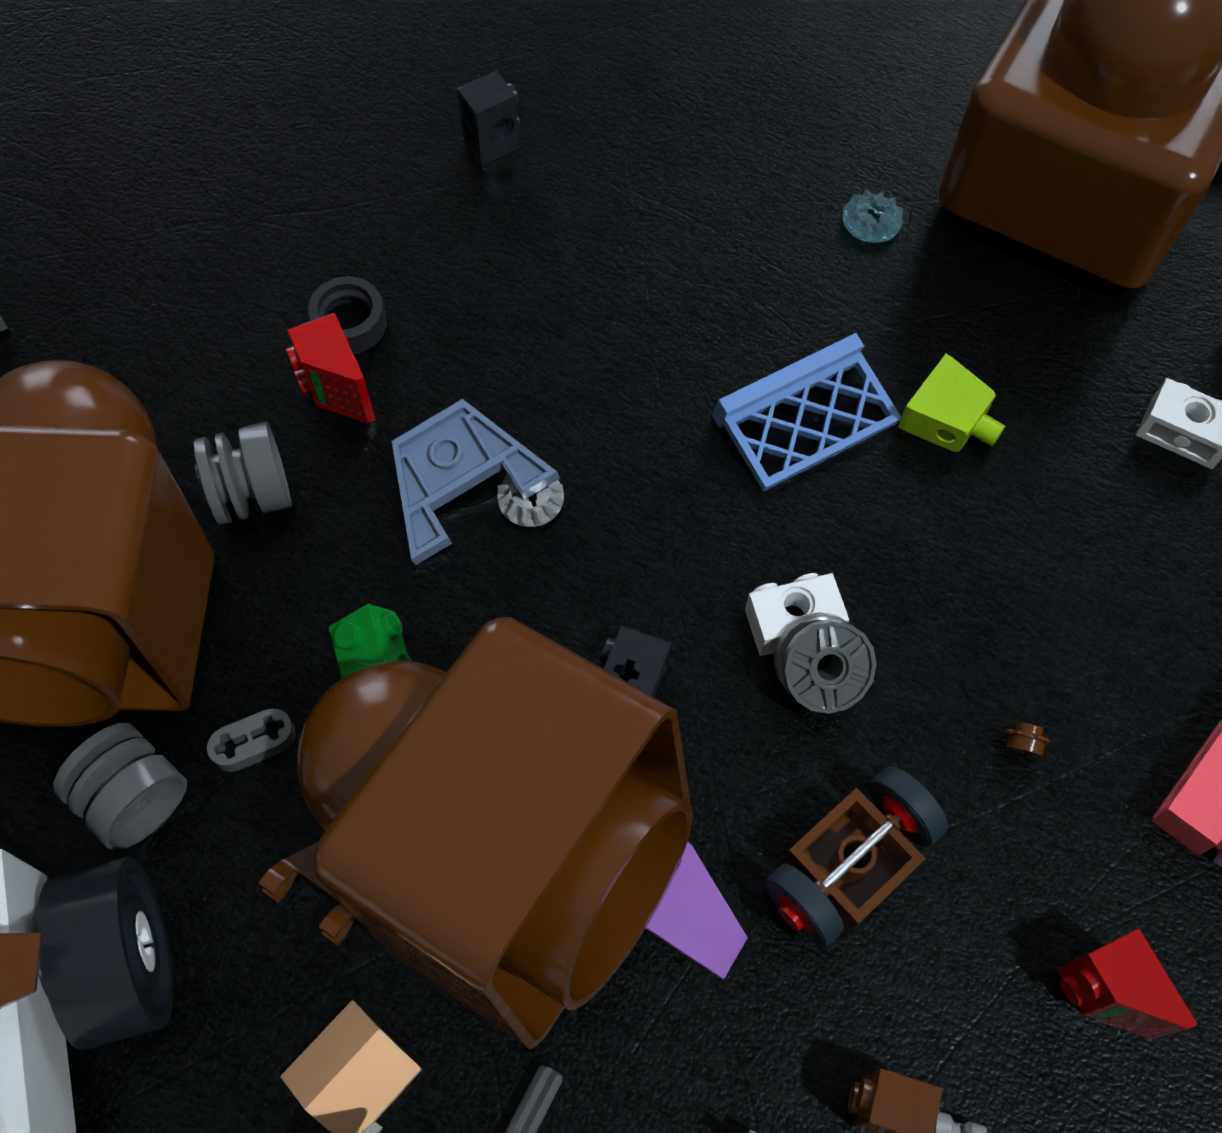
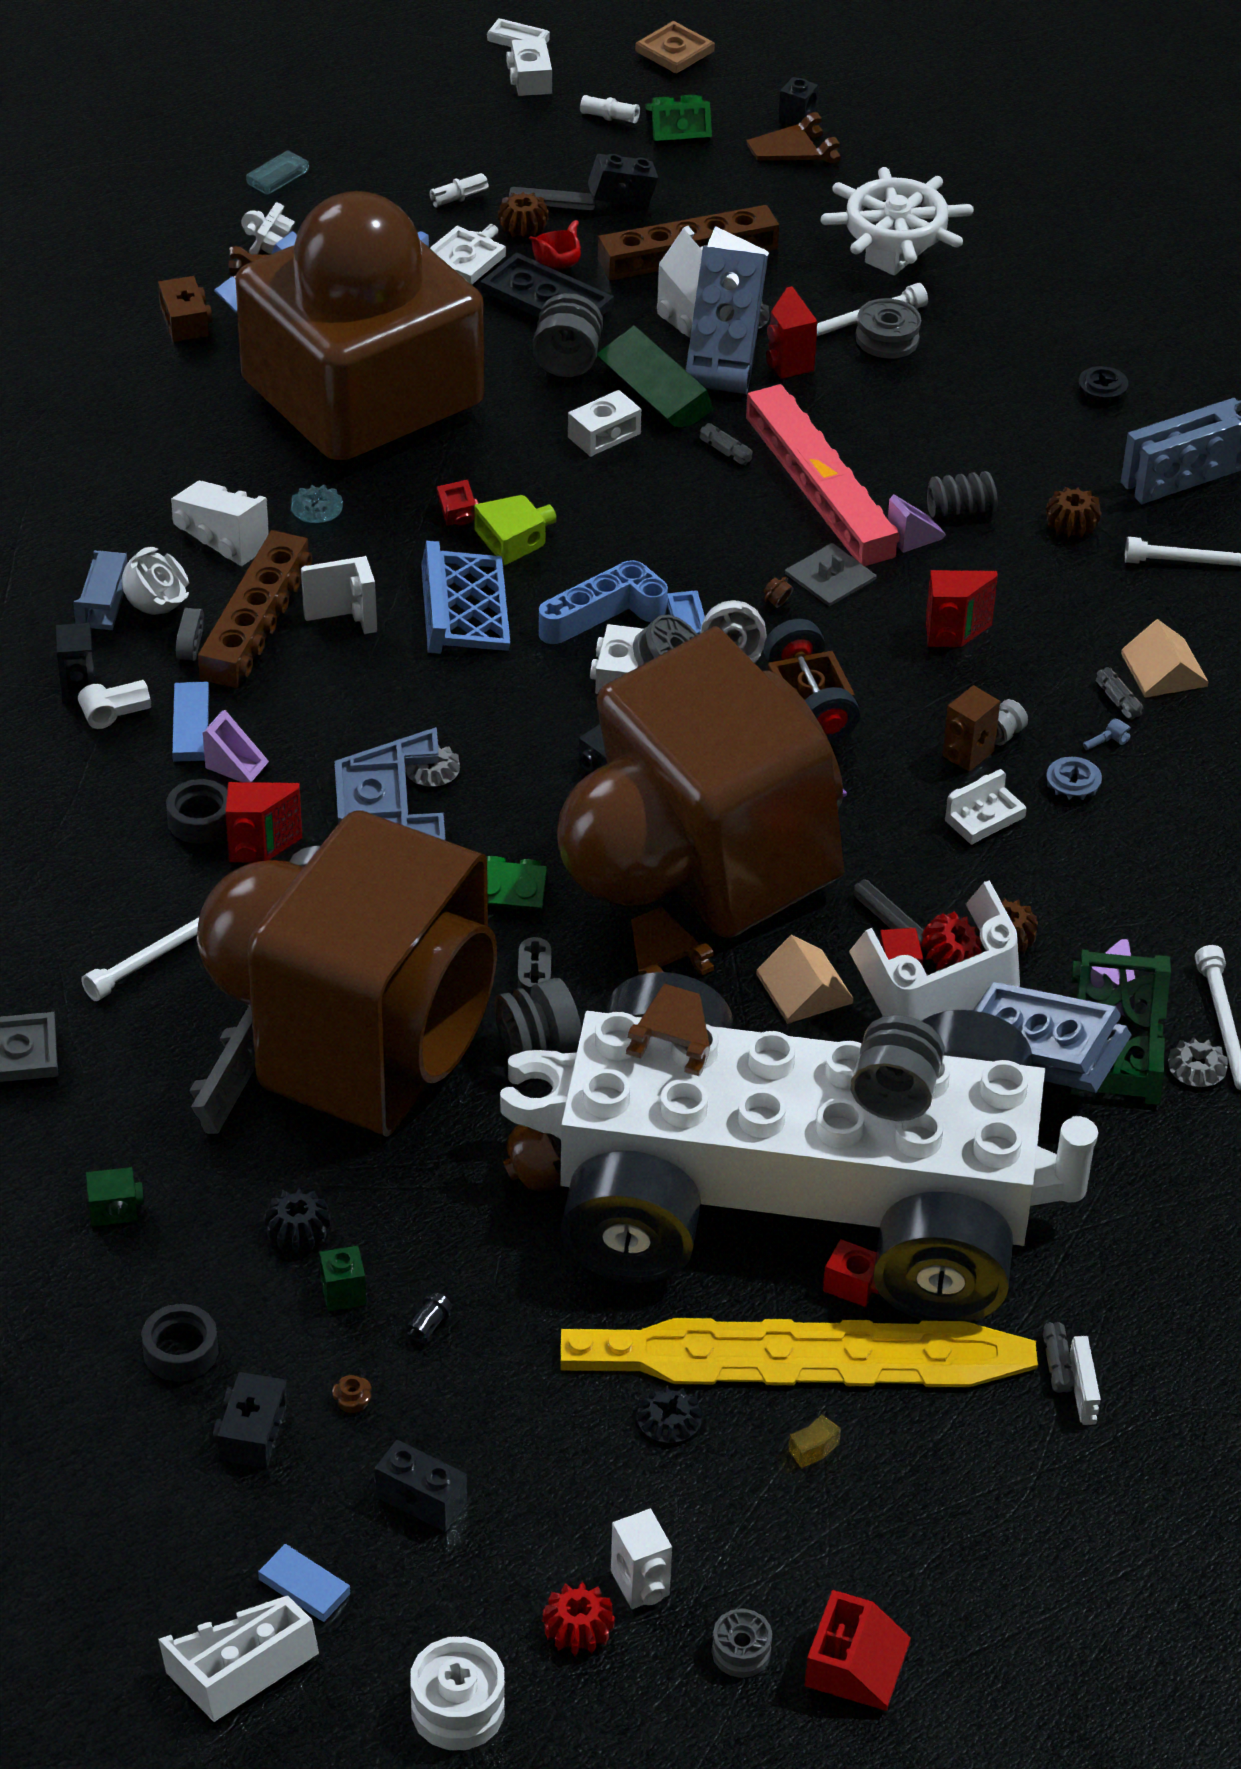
camera: 65 degrees left, 20 degrees down
(68, 340) = (100, 982): none -> white piece
(445, 302) = (231, 750): none -> lavender slope
(463, 171) = (104, 705): none -> white piece
(483, 252) = (190, 720): none -> medium blue tile
(602, 194) = (189, 634): none -> dark grey beam
(624, 99) = (102, 591): none -> sand blue window
(646, 128) = (154, 582): none -> white cylinder
(672, 230) = (254, 609): none -> reddish brown brick
(733, 291) = (340, 589): none -> white bracket
(779, 147) = (222, 519): none -> white wedge
(876, 553) = (601, 598): none -> medium blue beam
(909, 720) = (741, 624): none -> white cylinder
(924, 655) = (687, 608): none -> medium blue tile
(954, 336) = (457, 502): none -> red bracket
(1111, 789) = (830, 574): none -> dark grey piece

